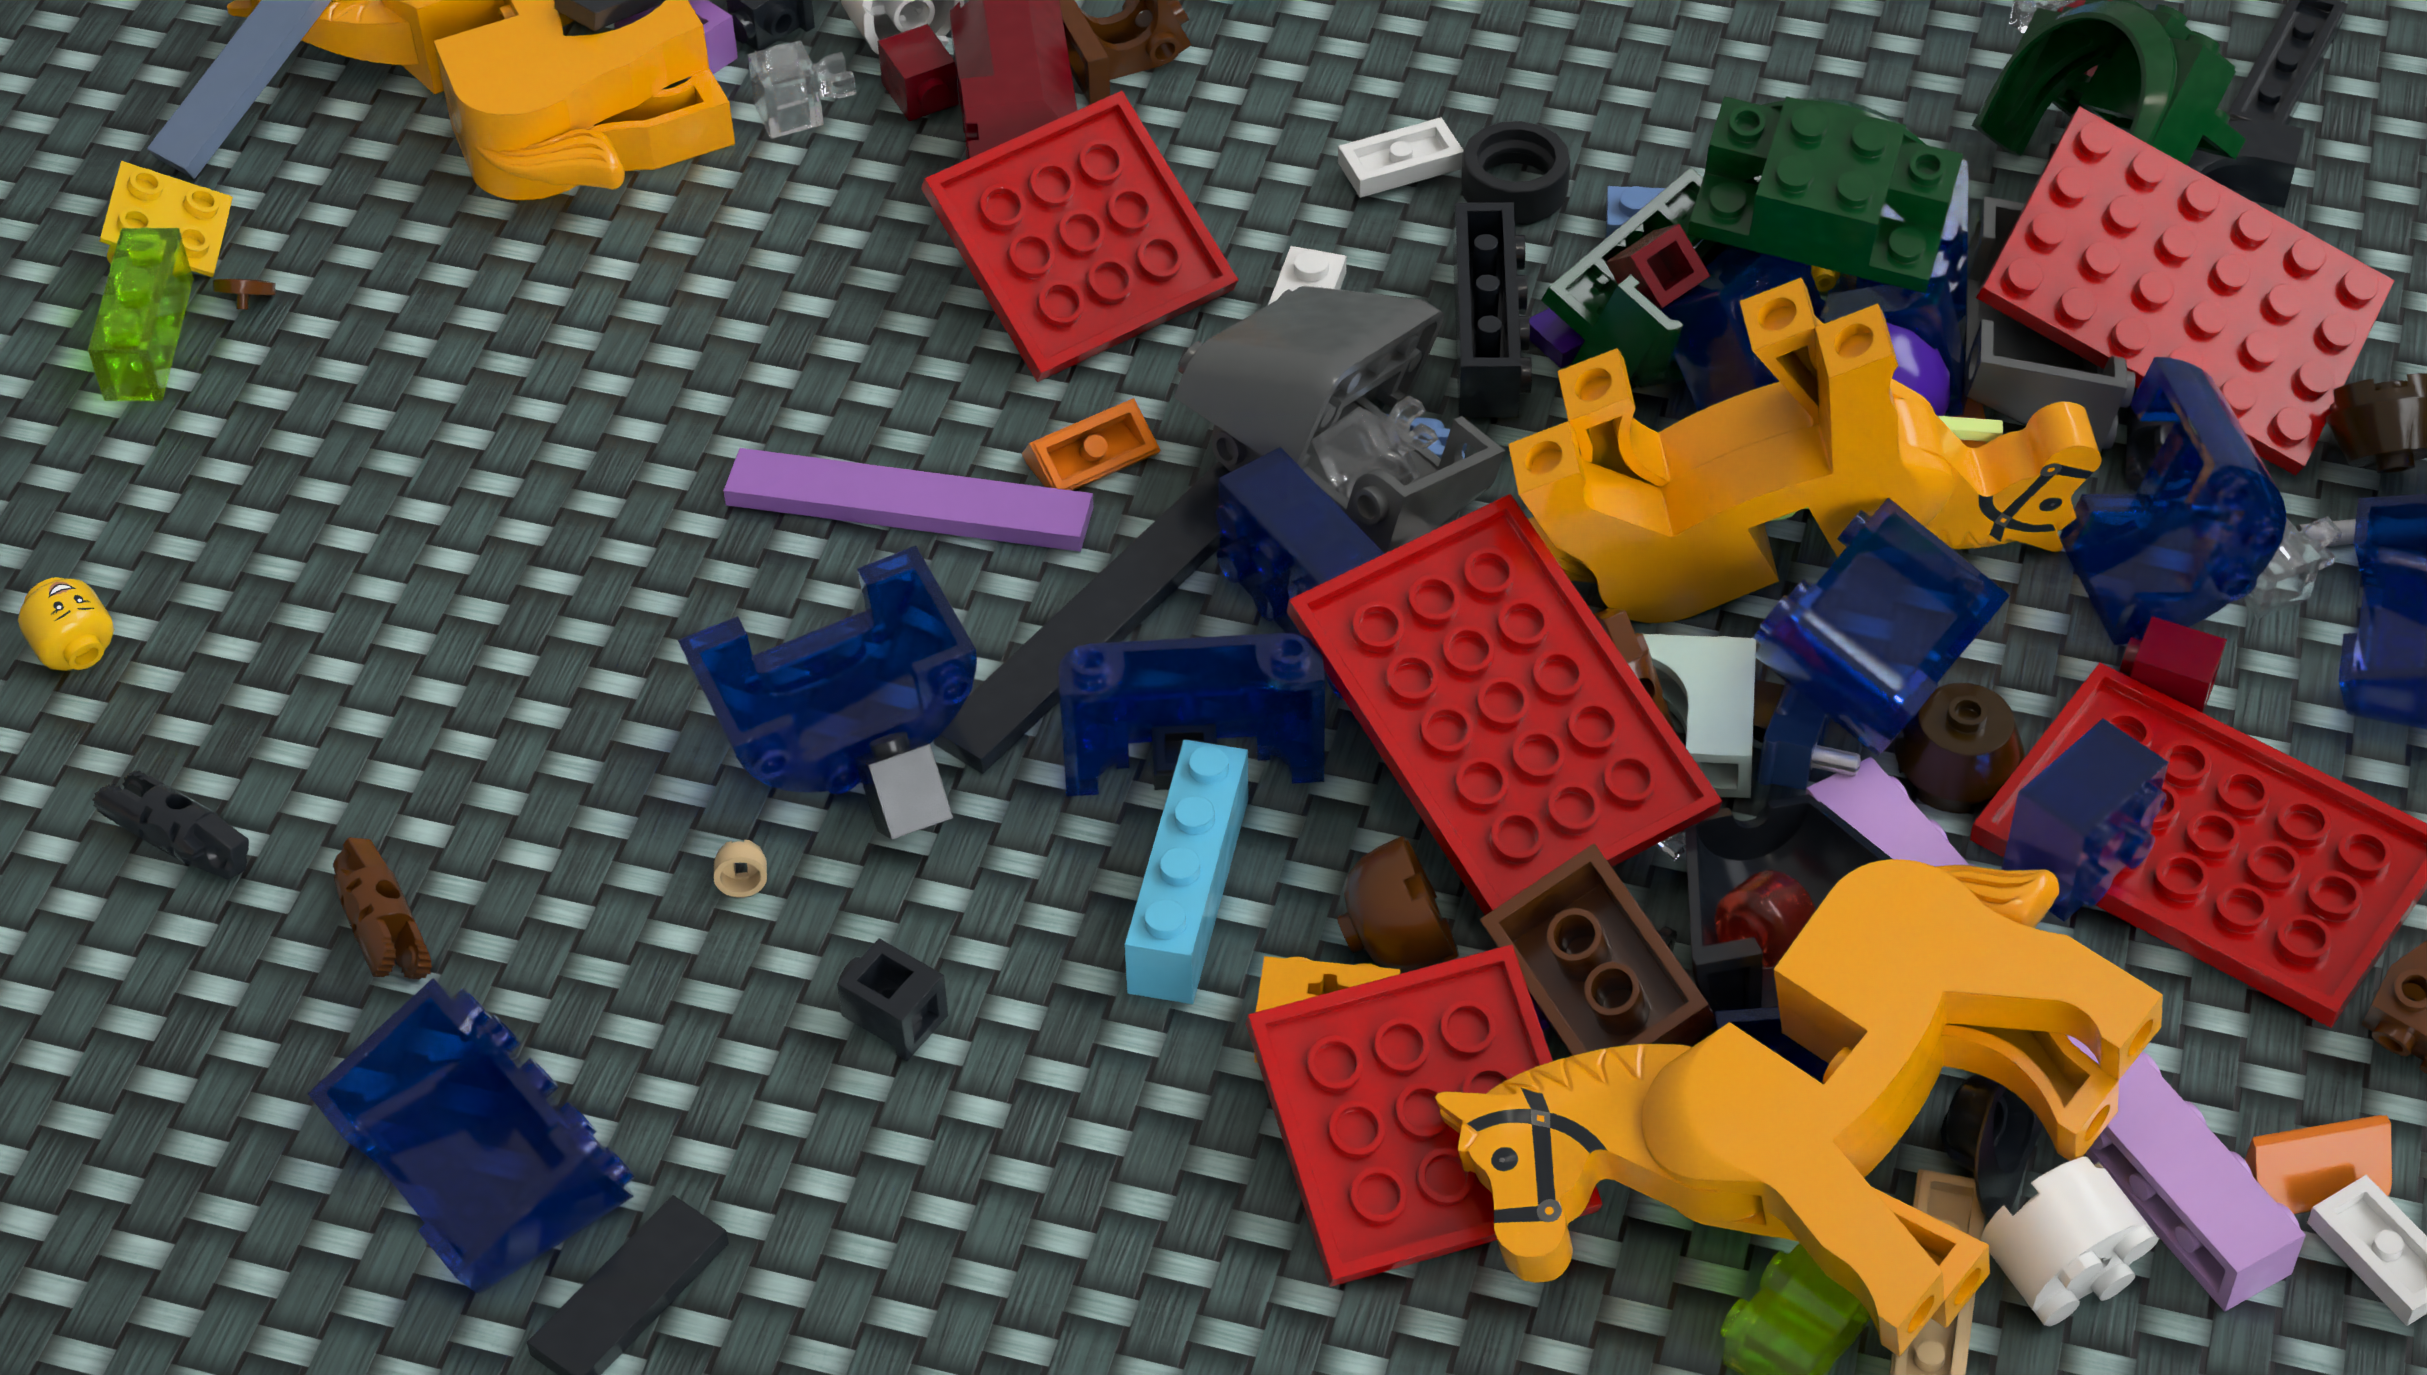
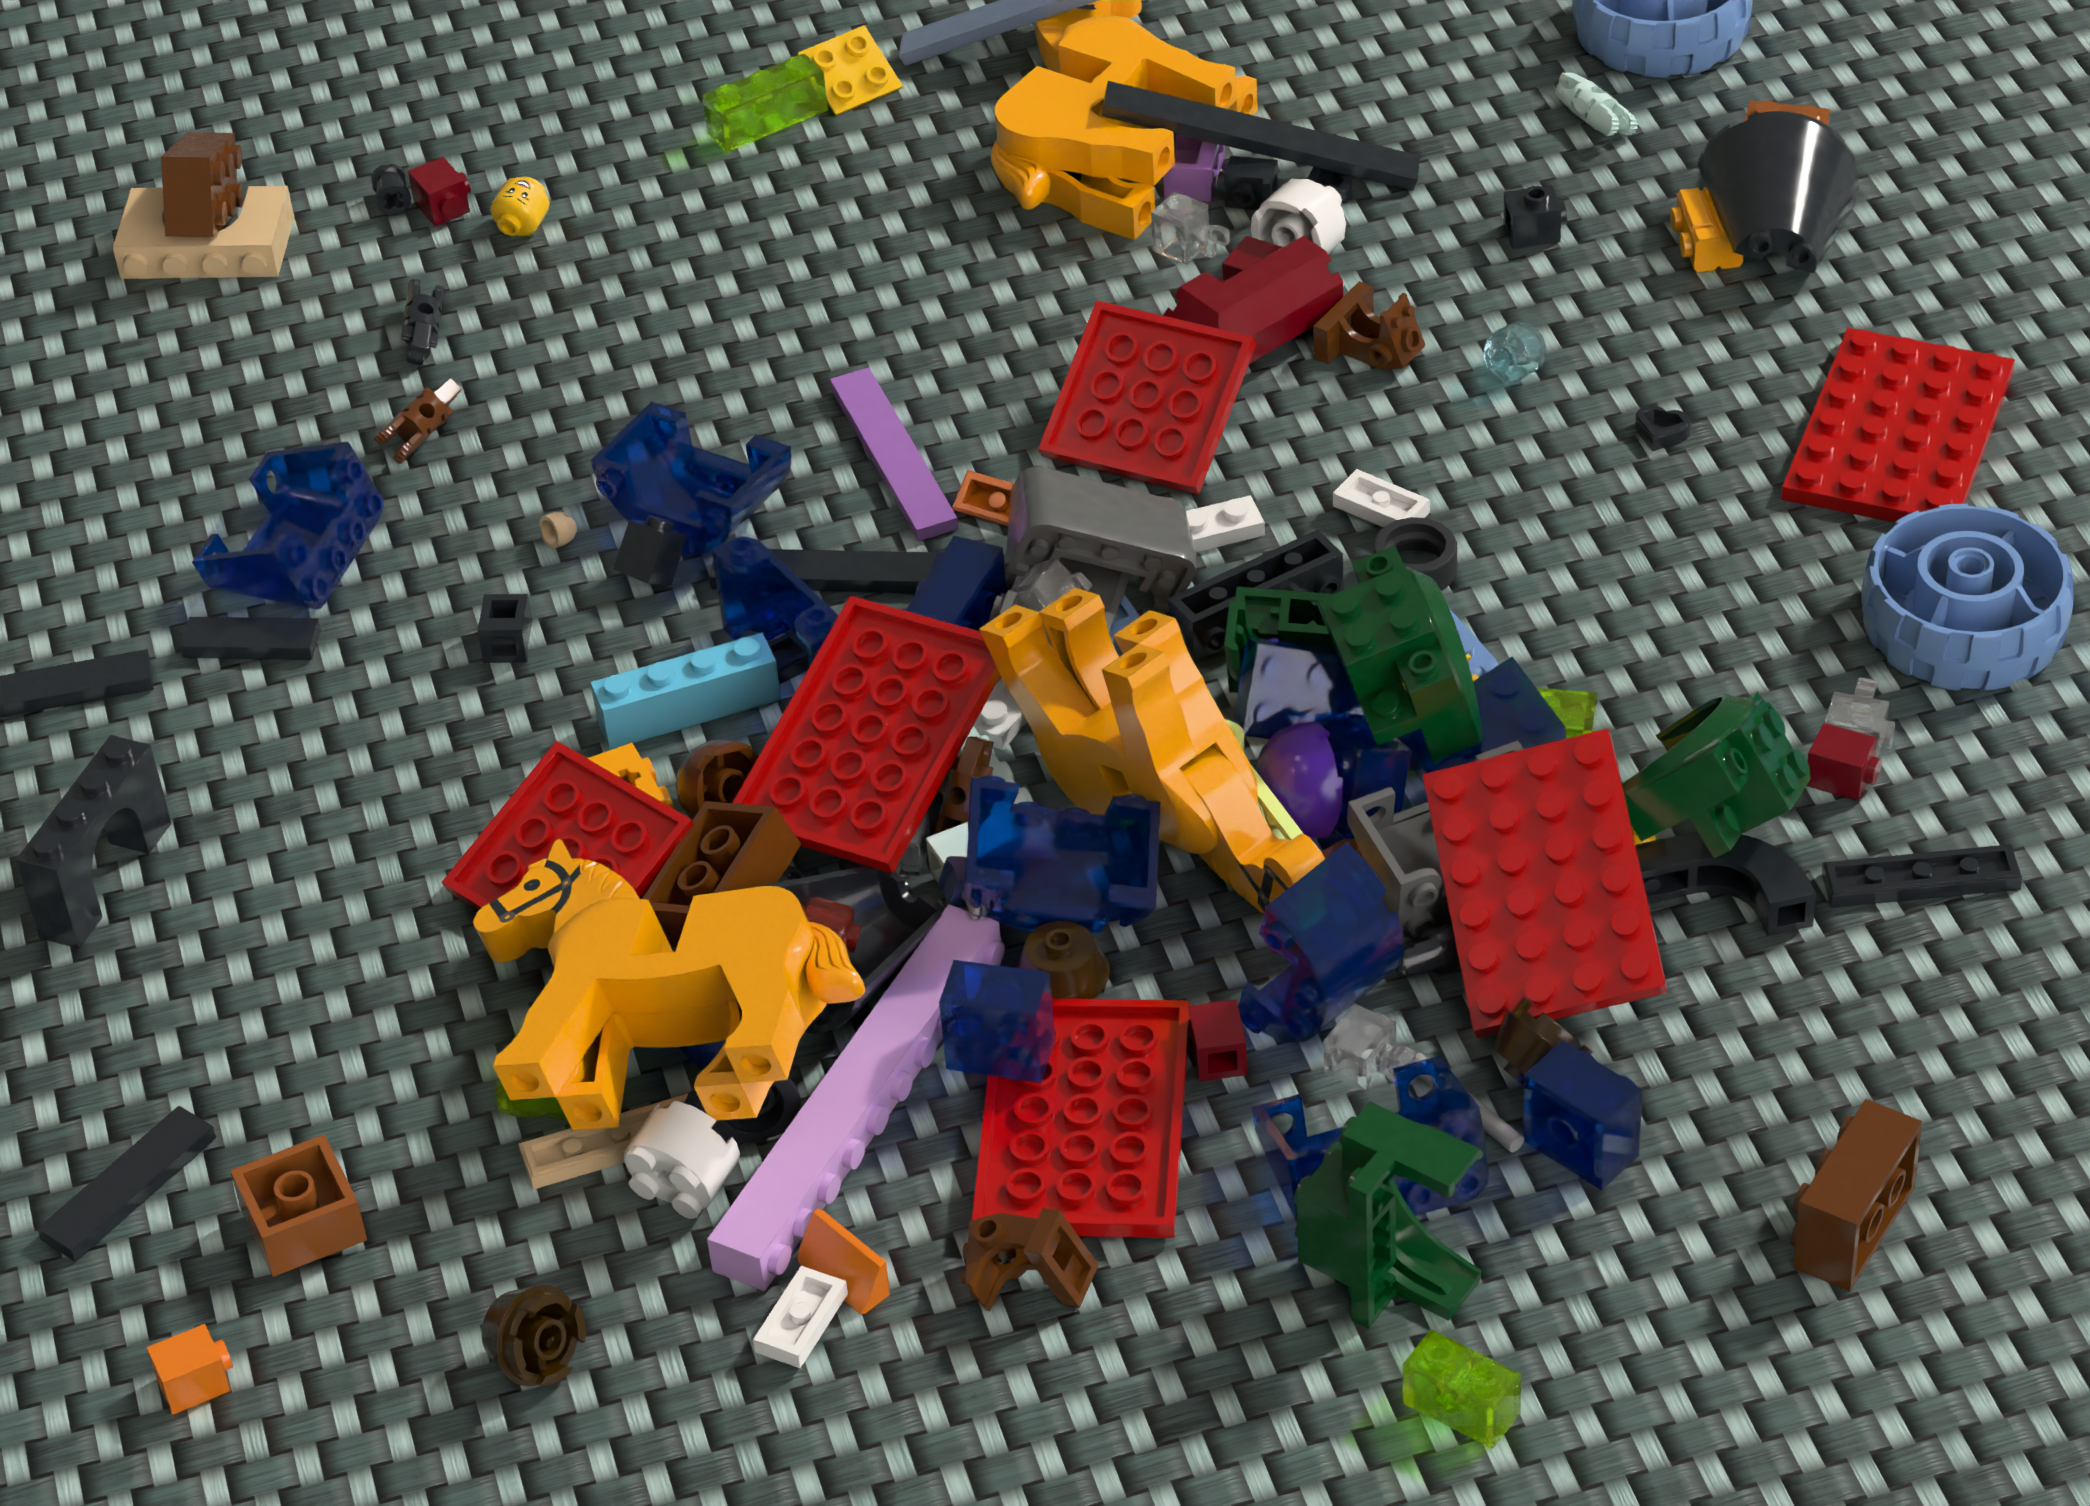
camera: 60 degrees right, 5 degrees down
(243, 288) = (827, 128): reddish brown piece -> none
(1662, 264) = (1281, 617): dark red brick -> none

